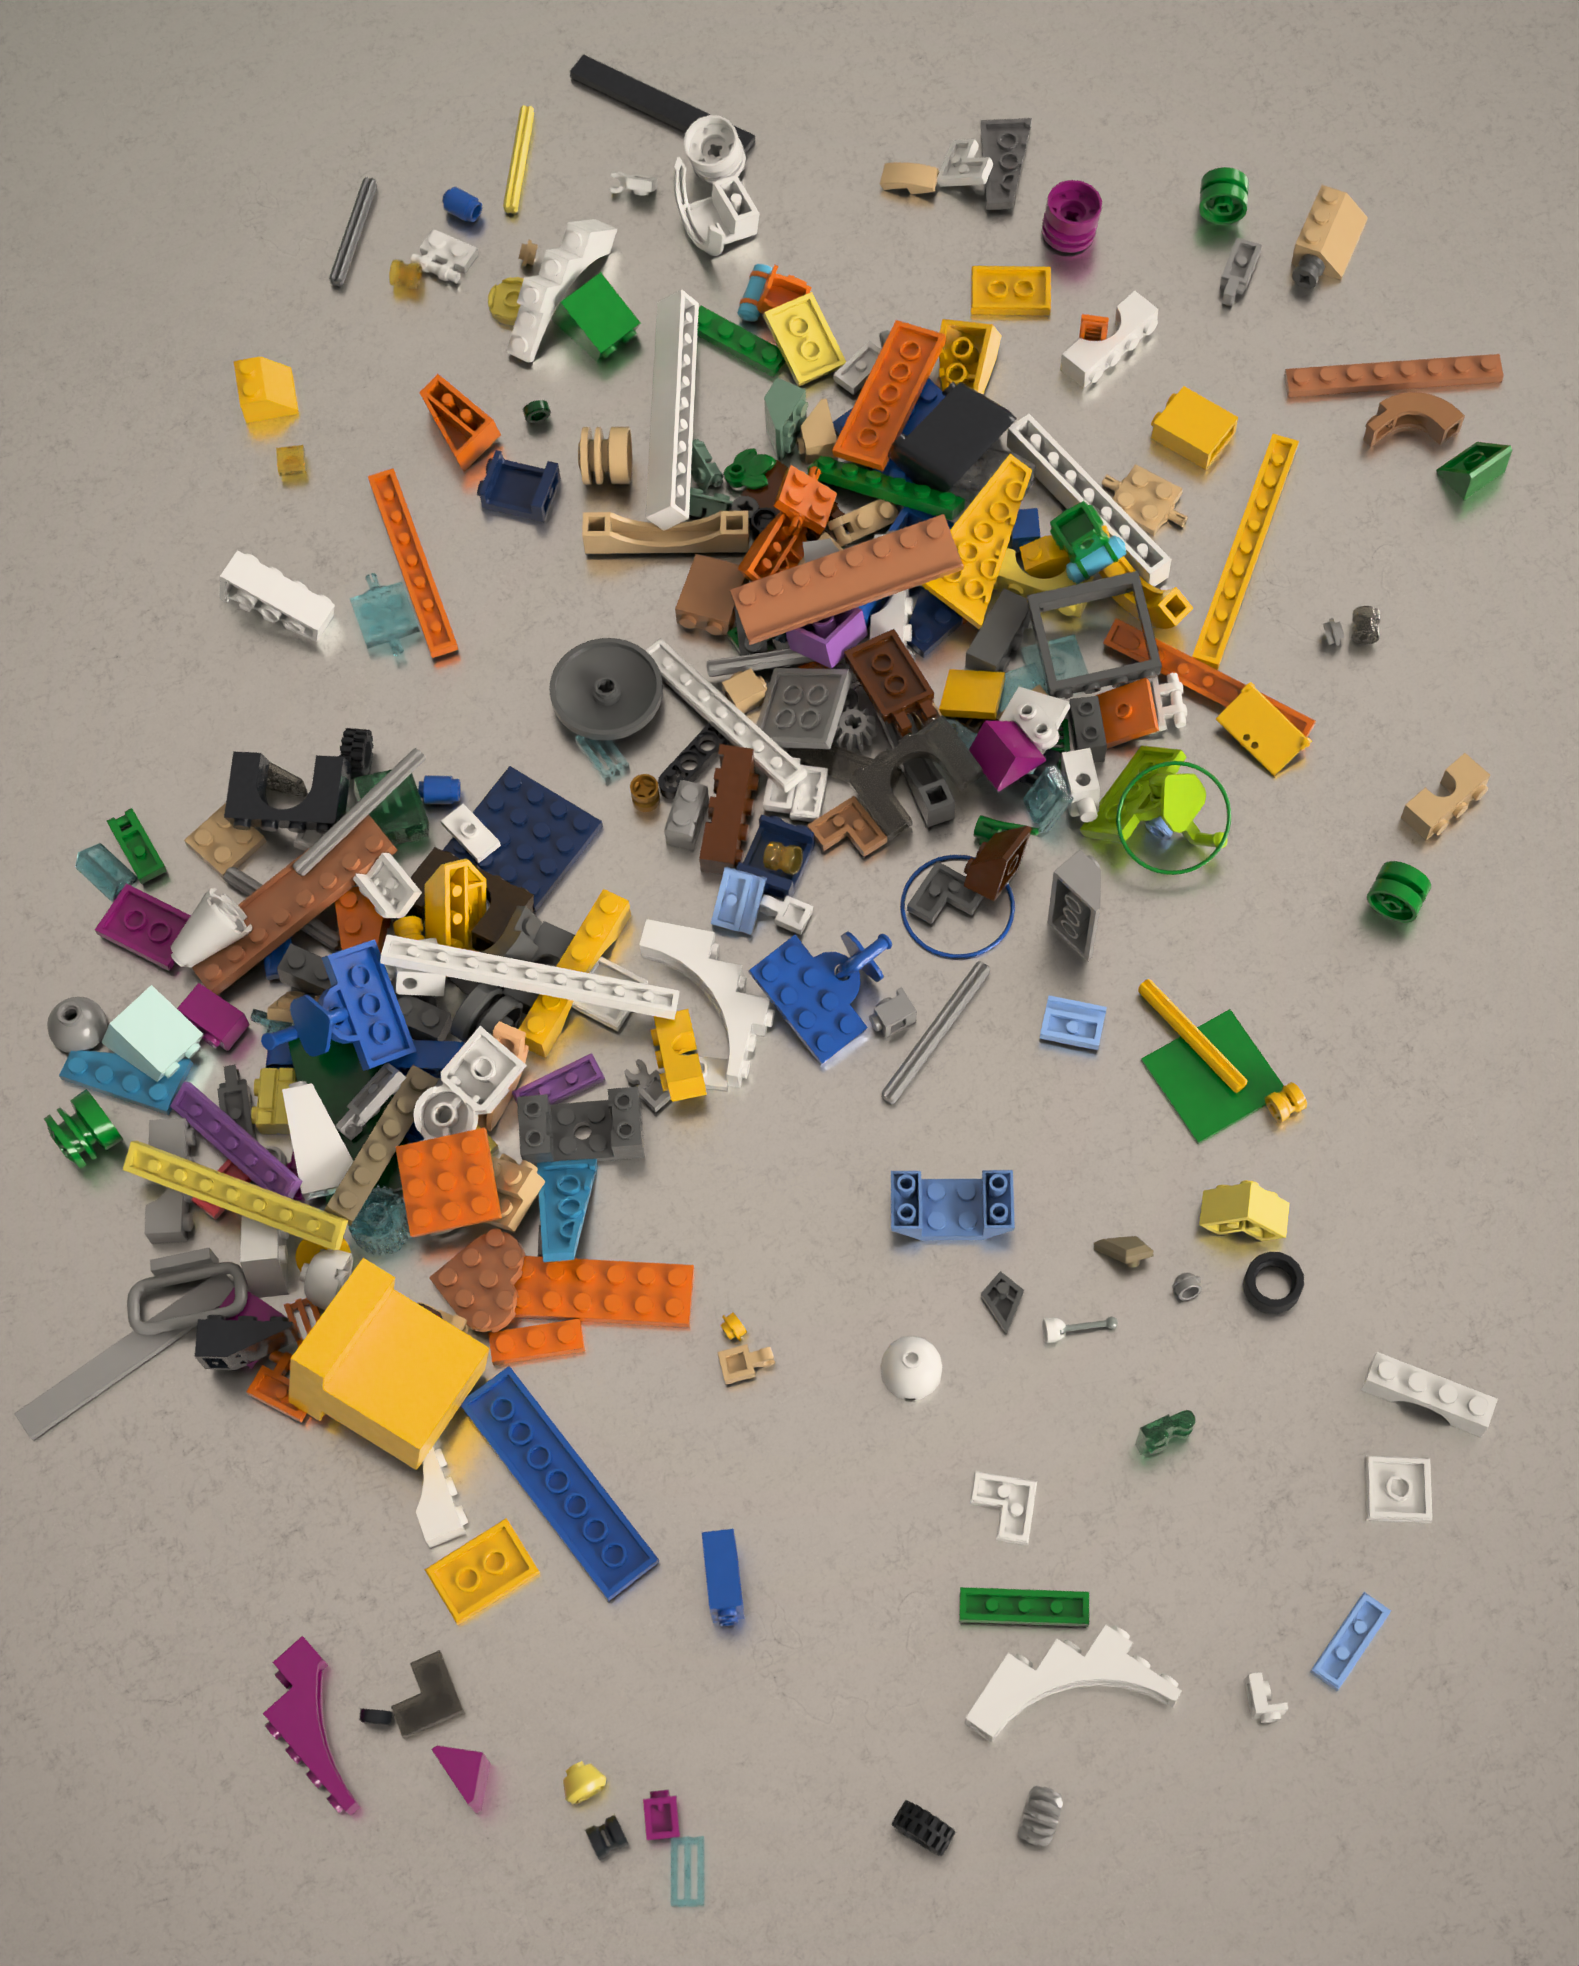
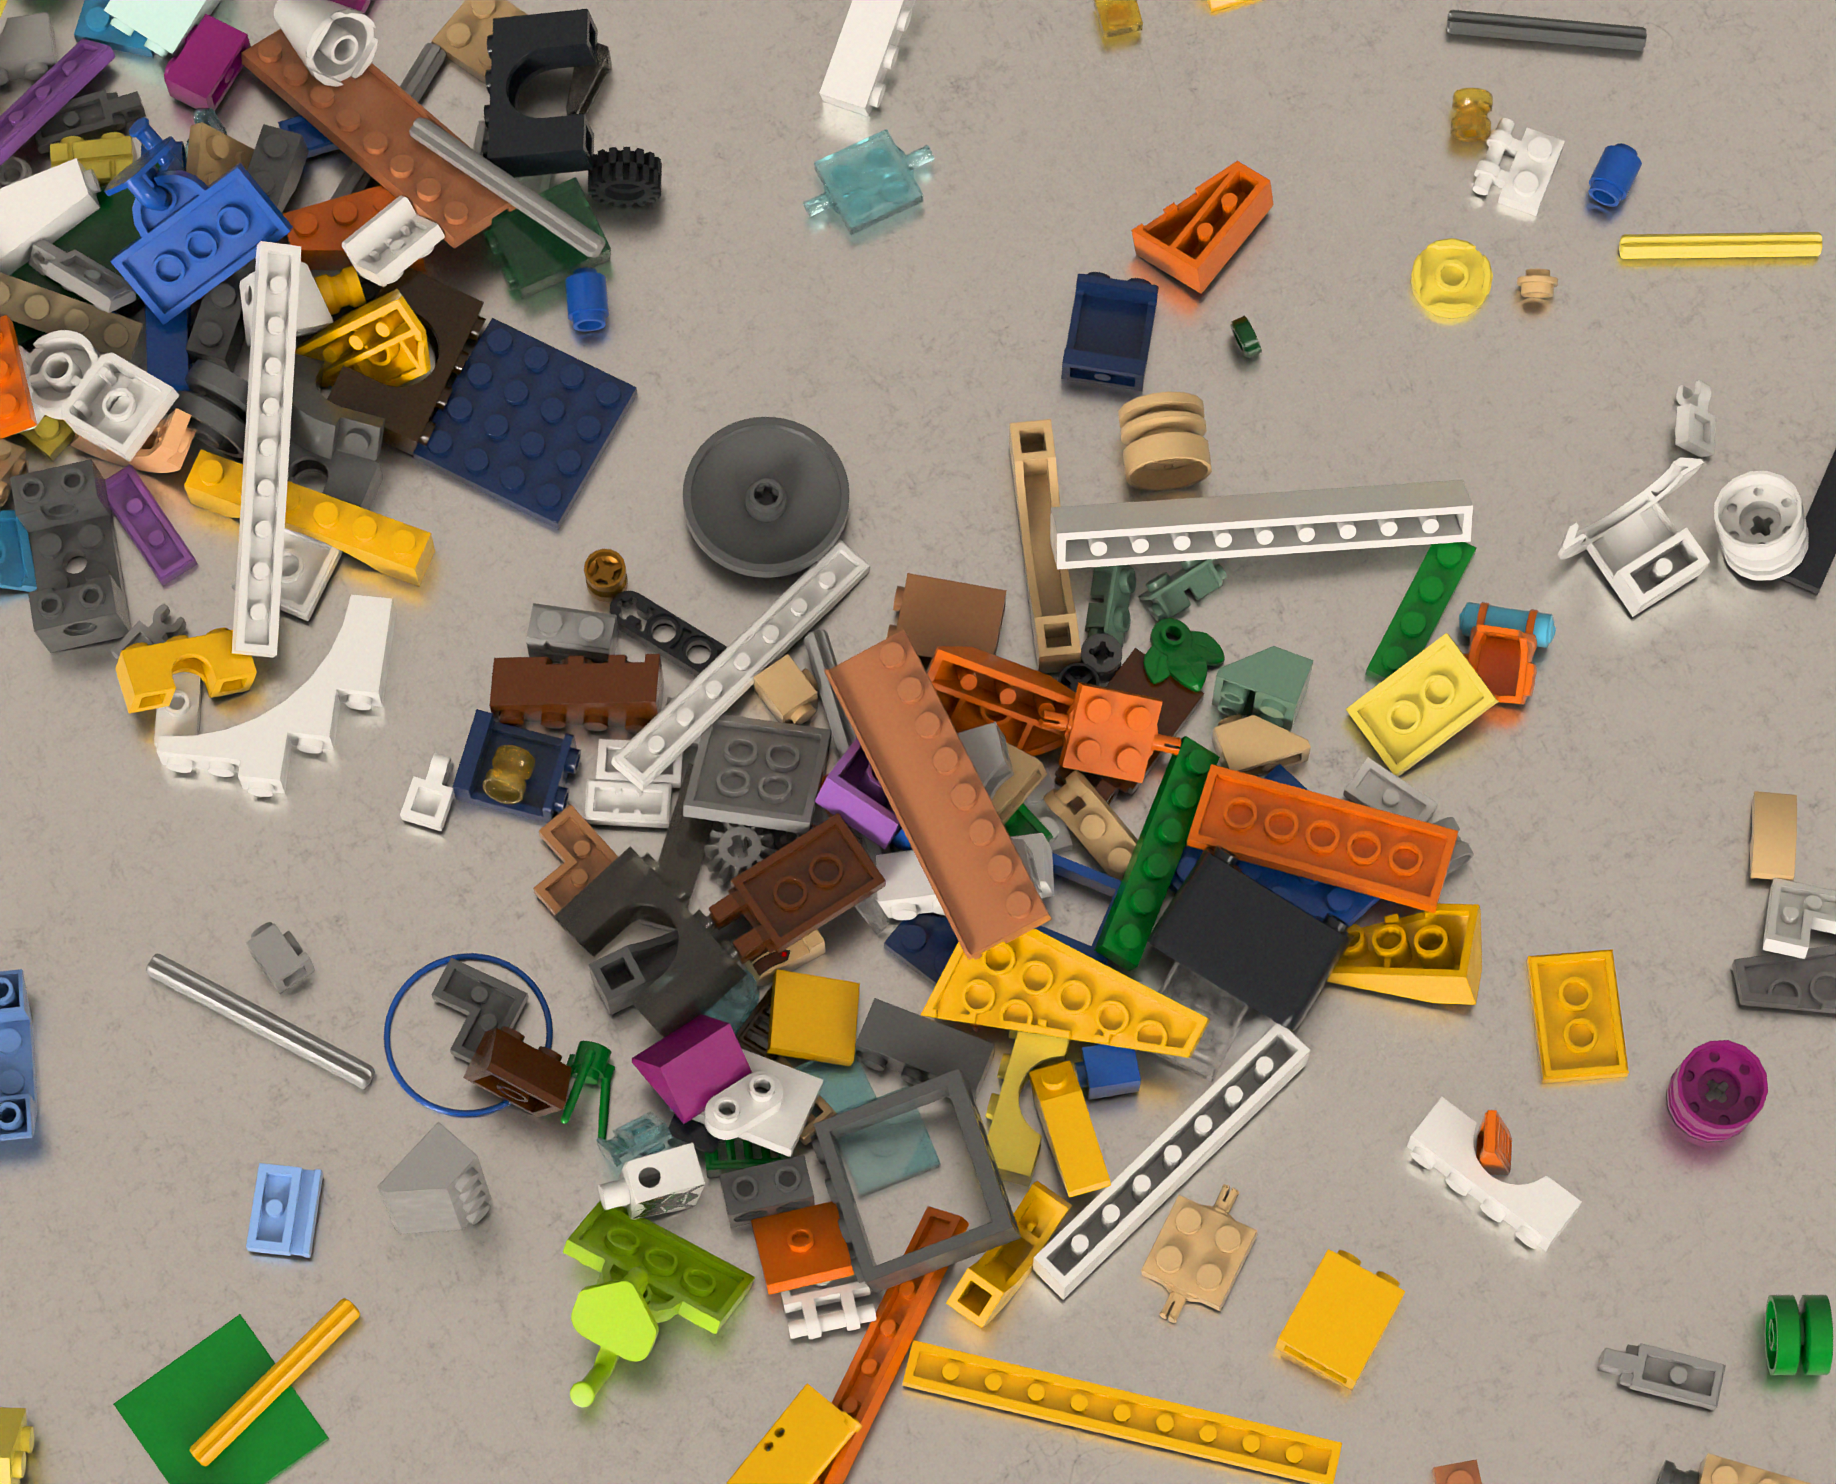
camera: 80 degrees right, 5 degrees up
(413, 563) = (962, 205): orange plate -> none
(470, 833) = (512, 347): white plate -> none
(542, 293) = (1483, 322): white arch -> none
(596, 318) = (1420, 397): green slope -> none
(613, 769) = (671, 533): clear light blue tile -> none
(738, 900) = (436, 721): light blue plate -> none
(811, 994) = (289, 837): blue plate -> none
(1086, 543) = (1062, 1145): green piece -> none
(1174, 872) = (658, 1323): green piece -> none

